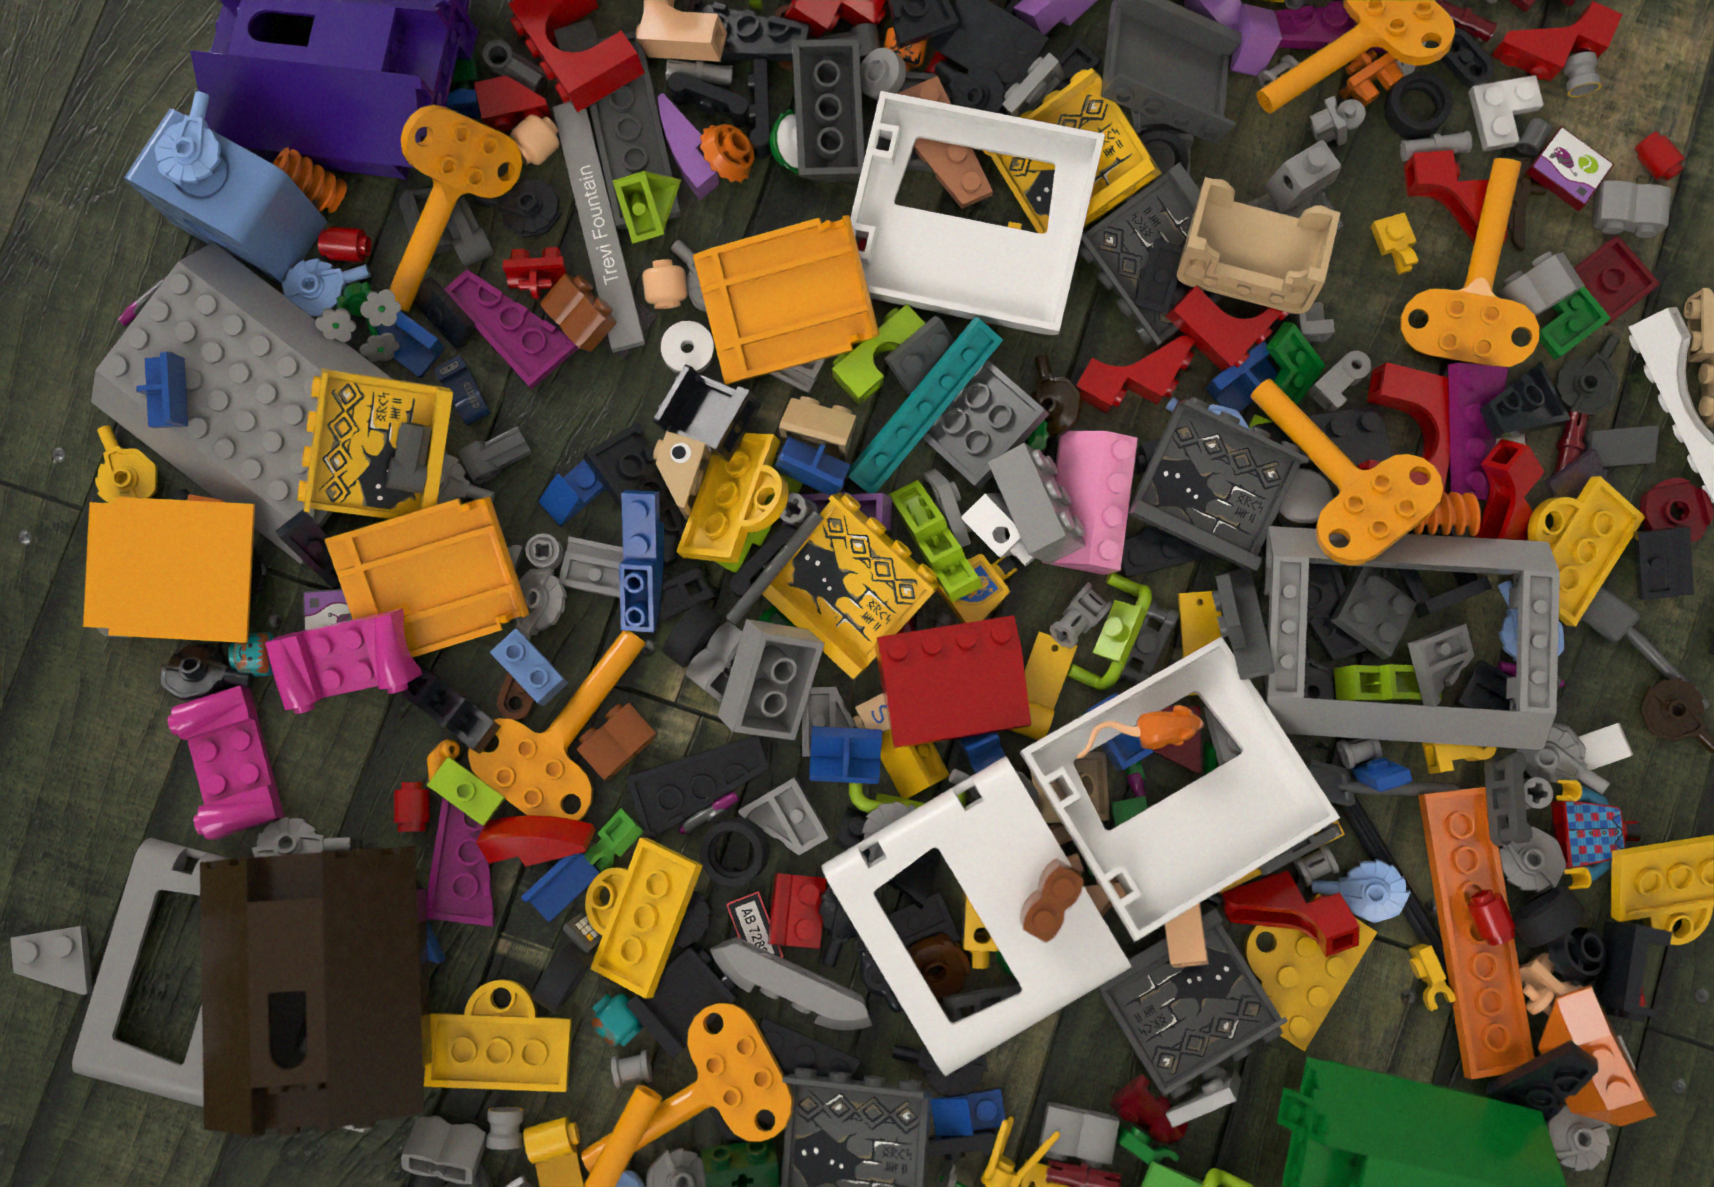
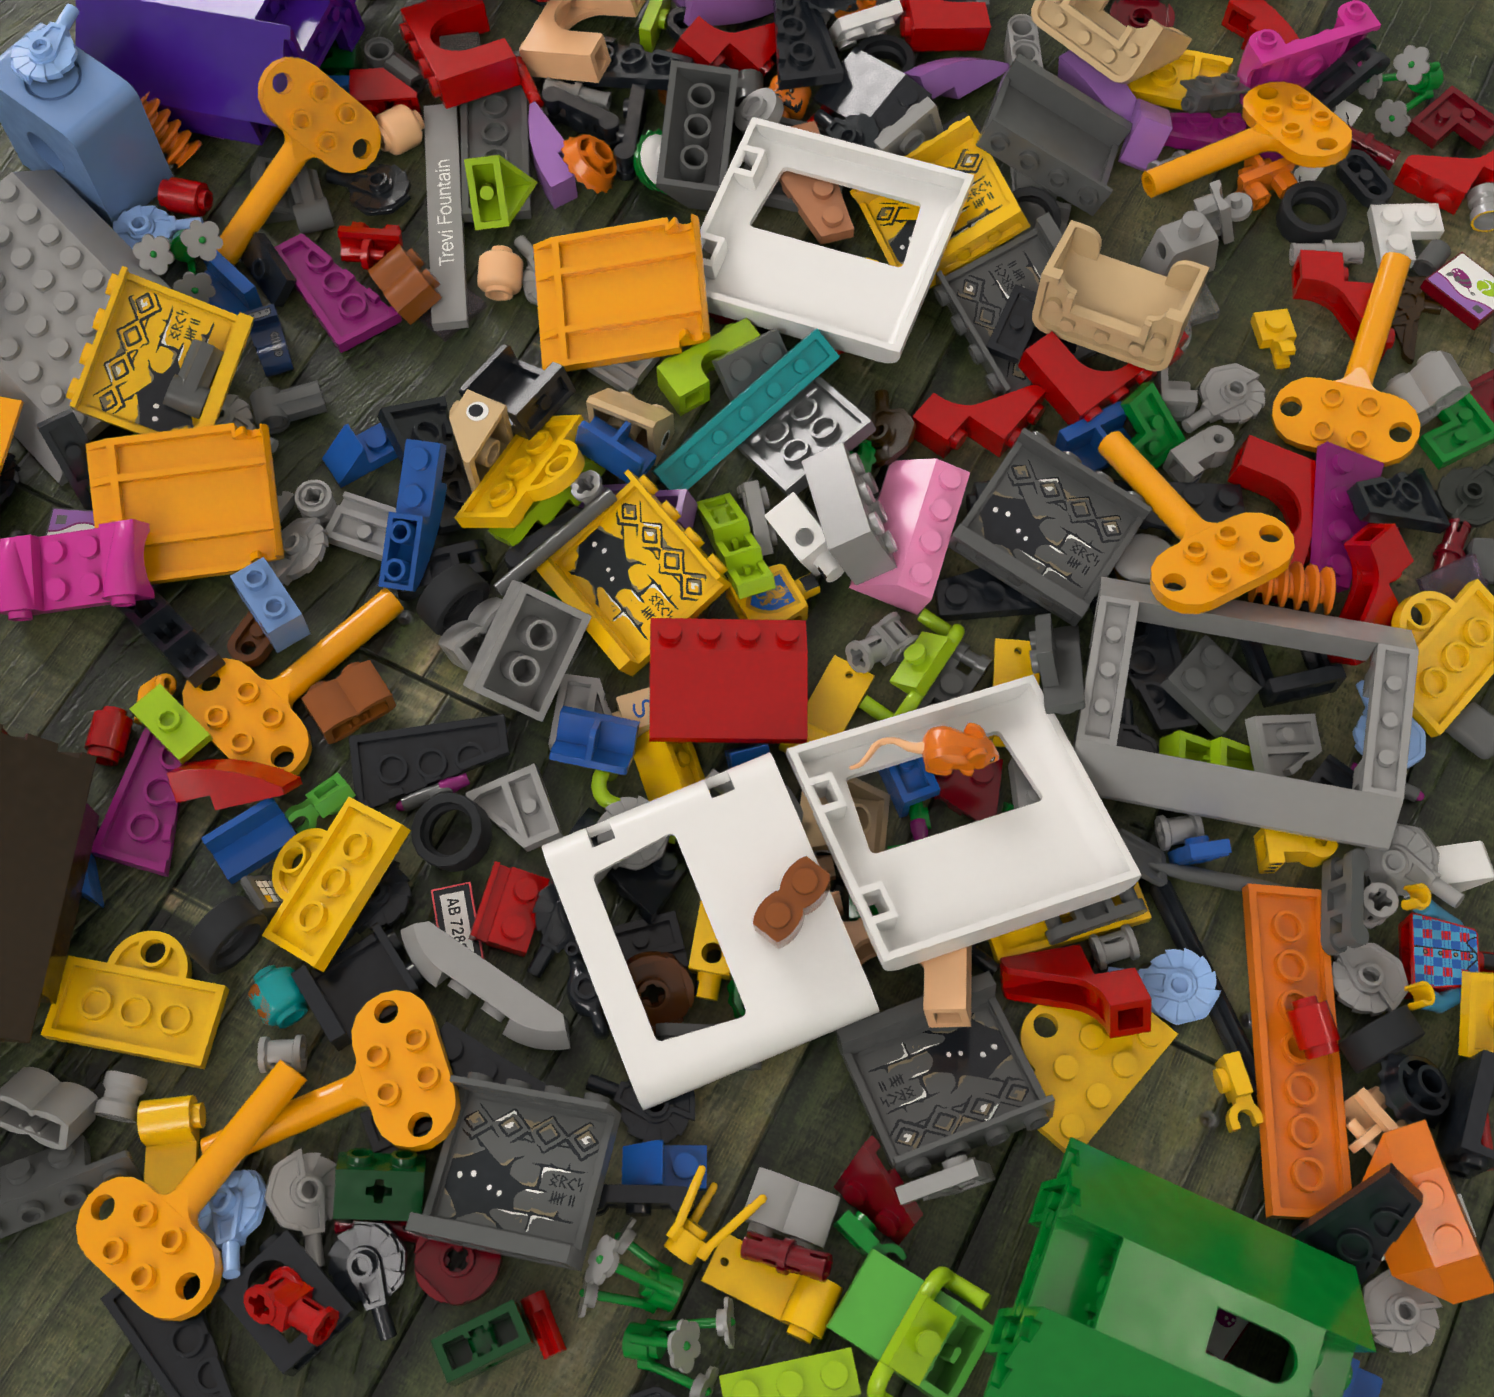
camera: 10 degrees right, 15 degrees down
(650, 71) = (528, 84): none -> red wheel
(687, 333) = (512, 323): white piece -> none
(1360, 313) = (1228, 394): none -> light grey piece

